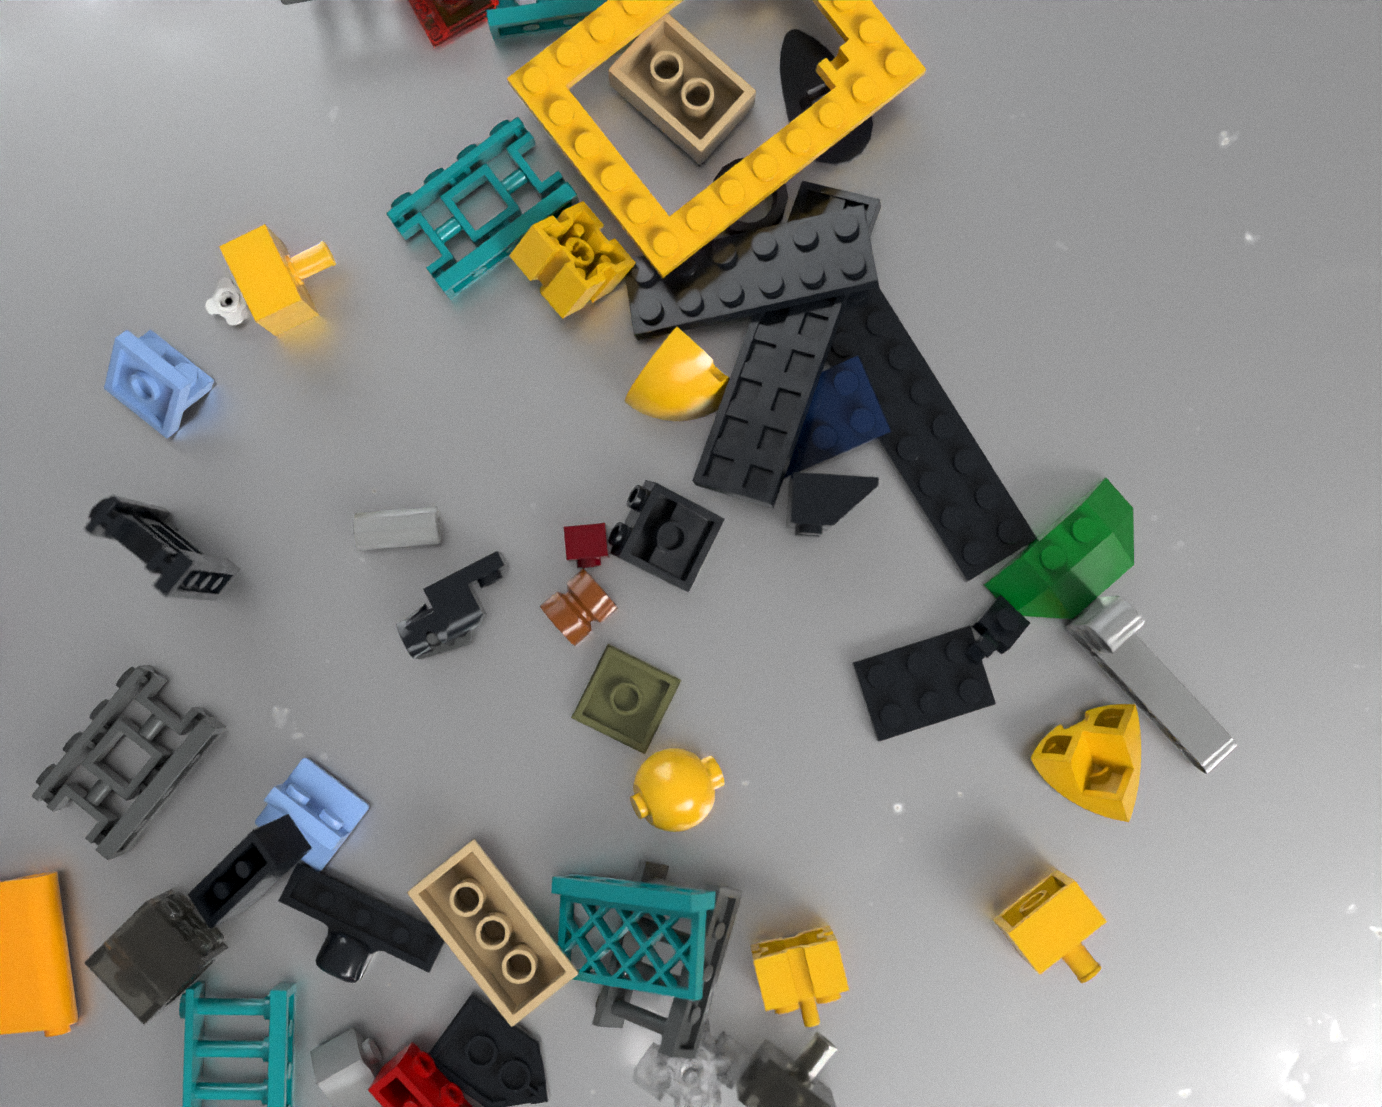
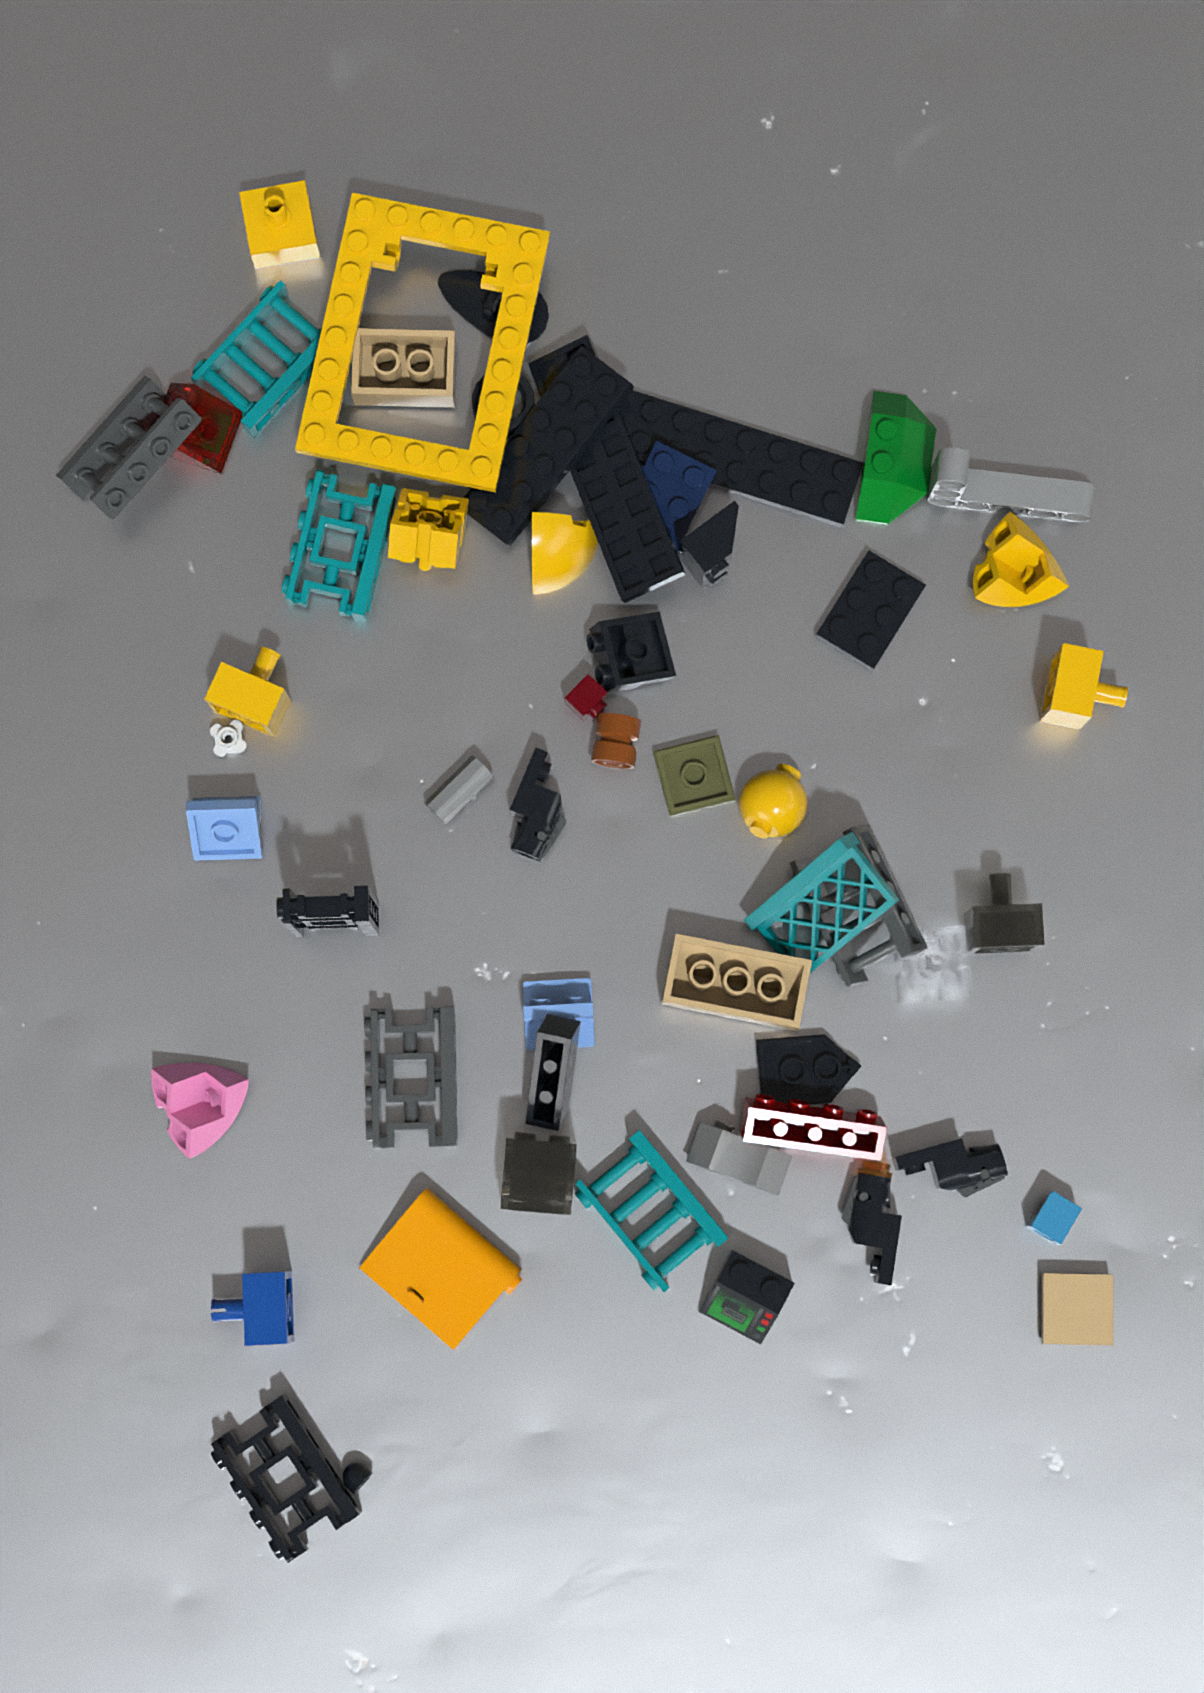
camera: 40 degrees left, 5 degrees down
(358, 926) = (649, 1056): black plate -> none
(799, 971) = (948, 847): yellow brick -> none
(998, 630) = (887, 536): black plate -> none

